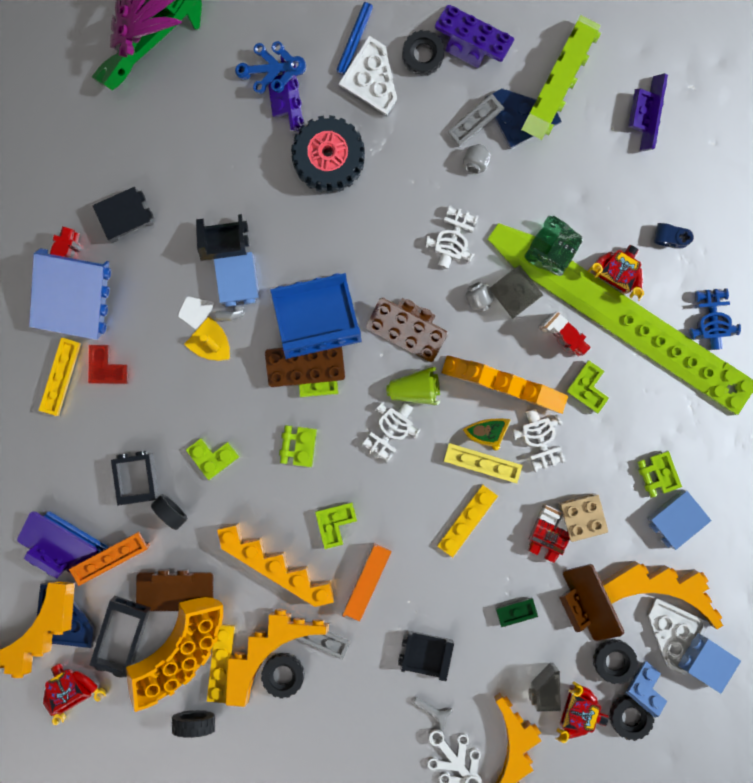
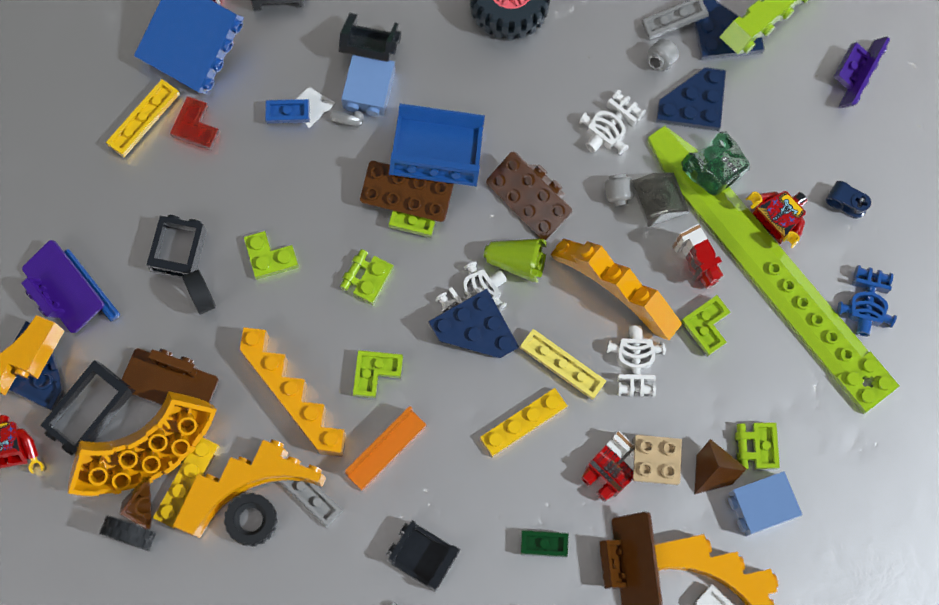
camera: 20 degrees right, 15 degrees down
(109, 558) = (113, 318): orange panel -> none
(178, 326) = (287, 111): none -> blue plate
(191, 700) = (138, 505): none -> reddish brown slope
(209, 341) = (314, 139): yellow shield -> none
(402, 459) = (475, 326): none -> dark blue plate
(488, 432) = (580, 333): shield -> none
(518, 191) = (695, 102): none -> dark blue plate
(631, 504) = (715, 468): none -> reddish brown slope

